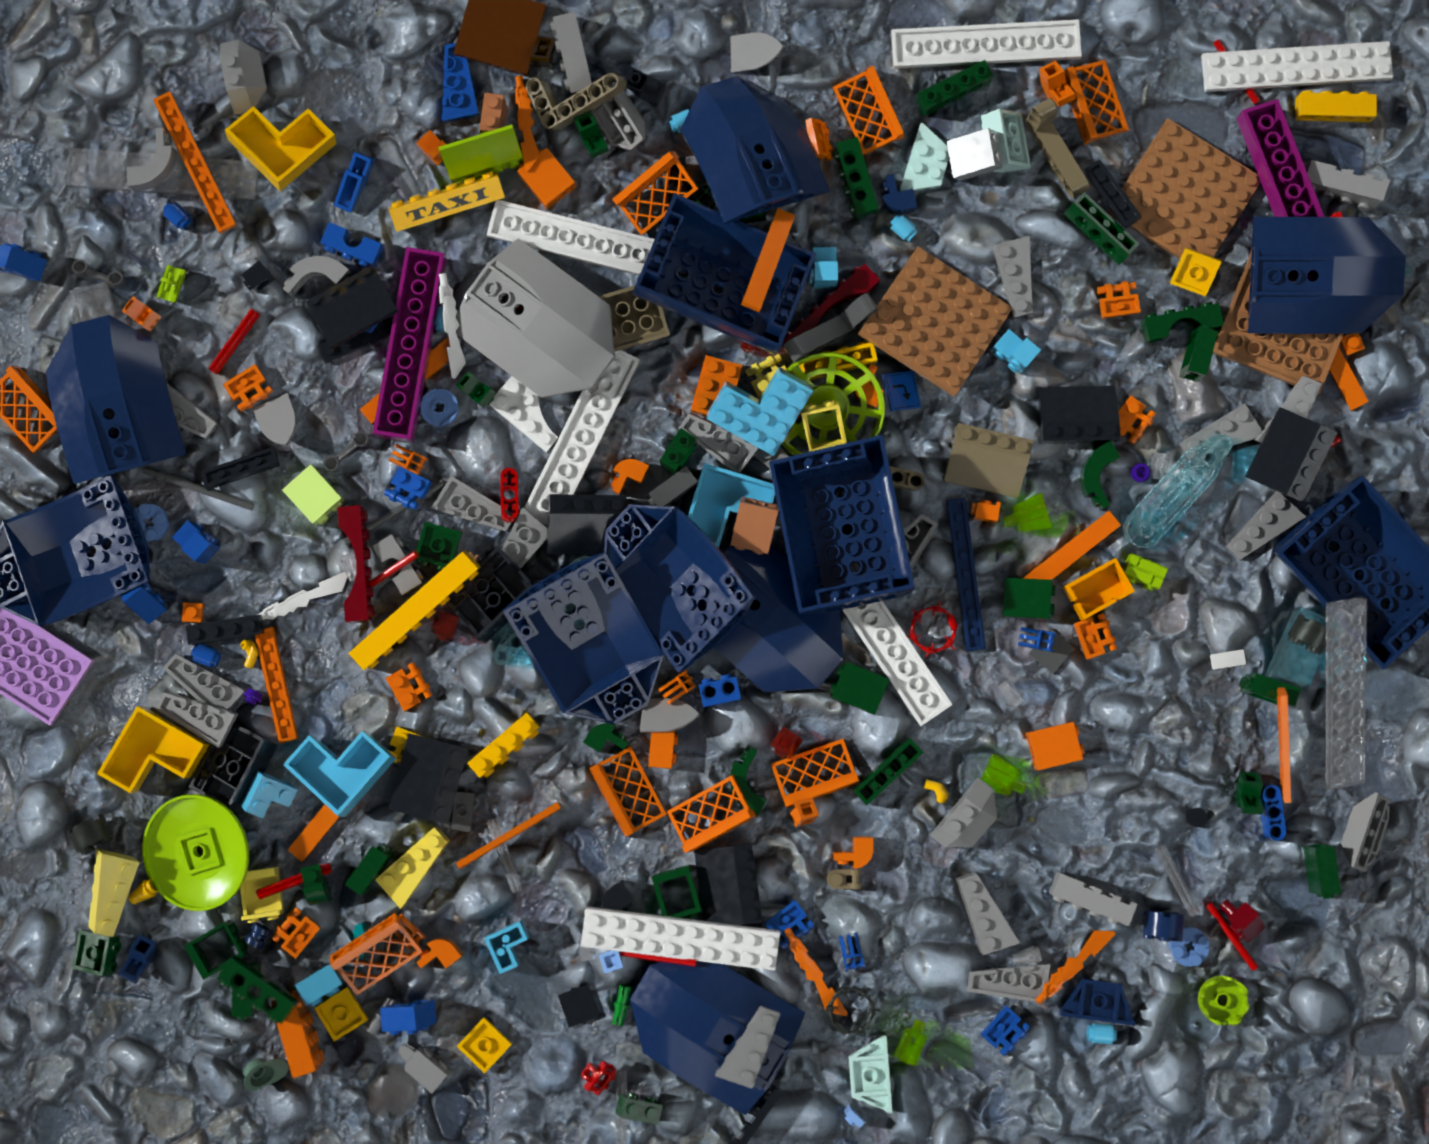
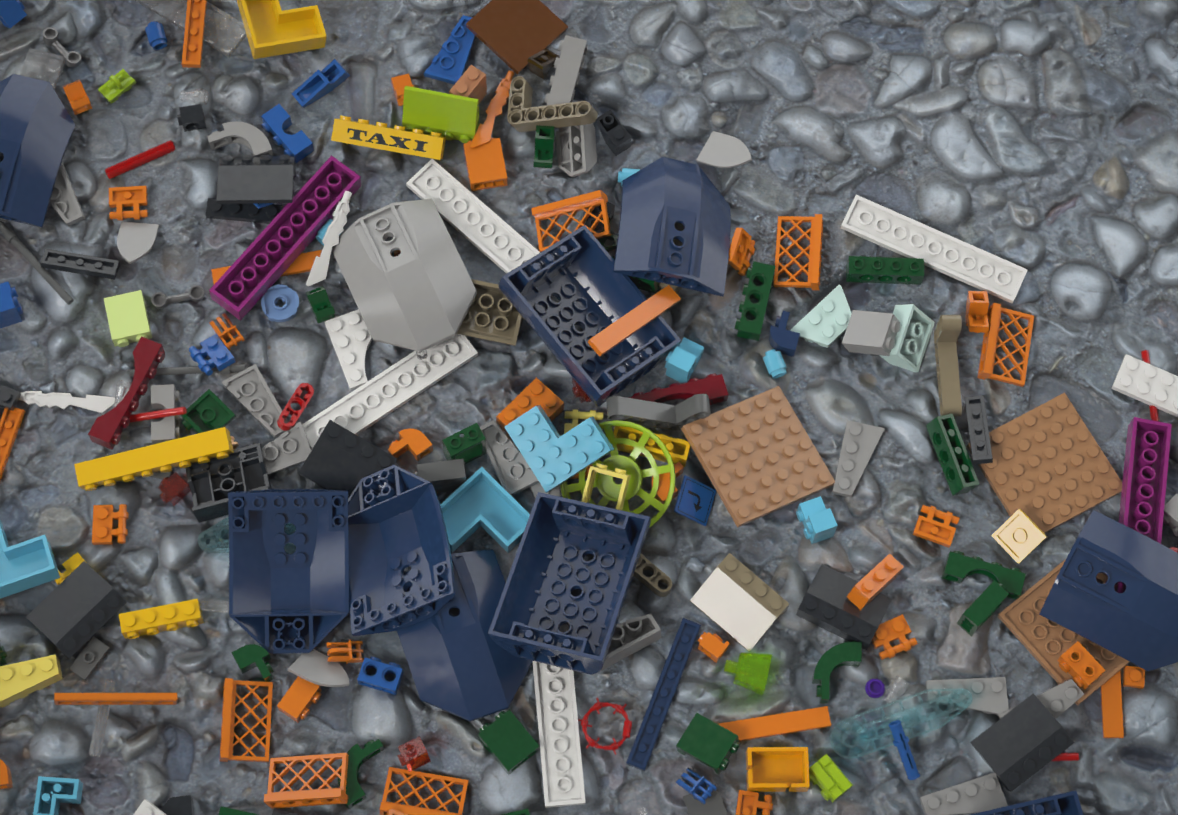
camera: 25 degrees right, 15 degrees down
(754, 525) = (493, 542): nougat brick -> none
(1095, 380) = (875, 581): none -> orange brick
(1190, 509) = (901, 742): none -> blue pin
(1306, 360) = (1080, 665): none -> orange brick

